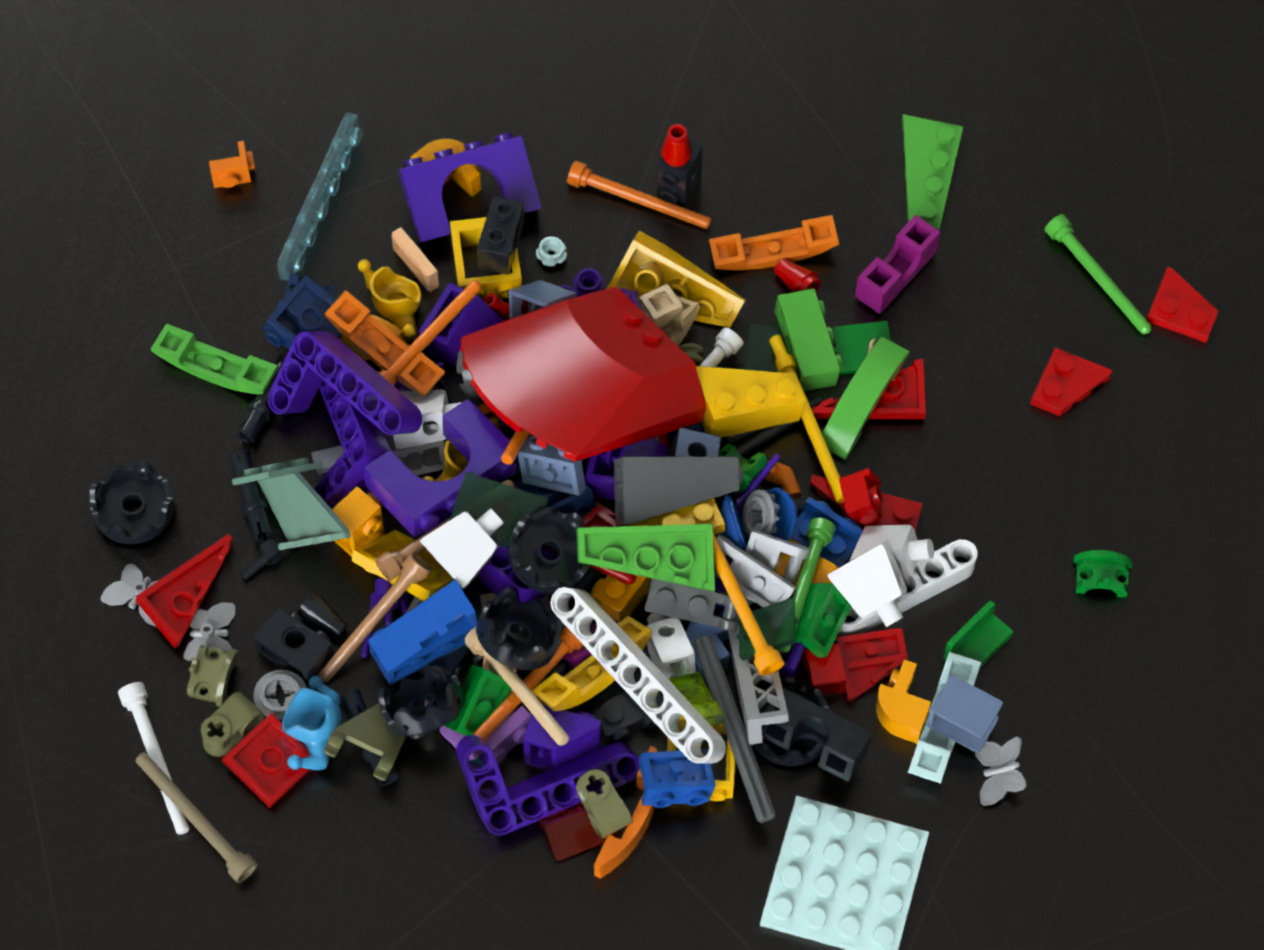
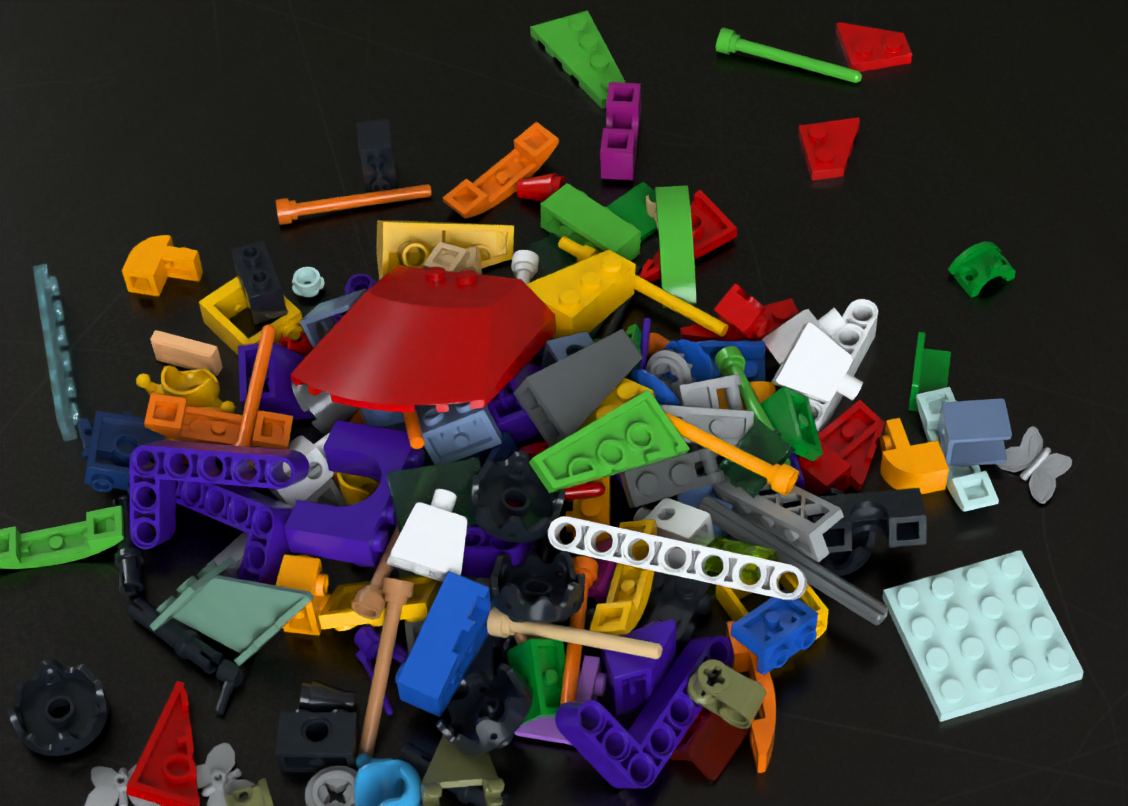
camera: 30 degrees left, 10 degrees down
(424, 181) = (153, 279): dark purple arch -> none
(676, 147) = (369, 124): red cone -> none

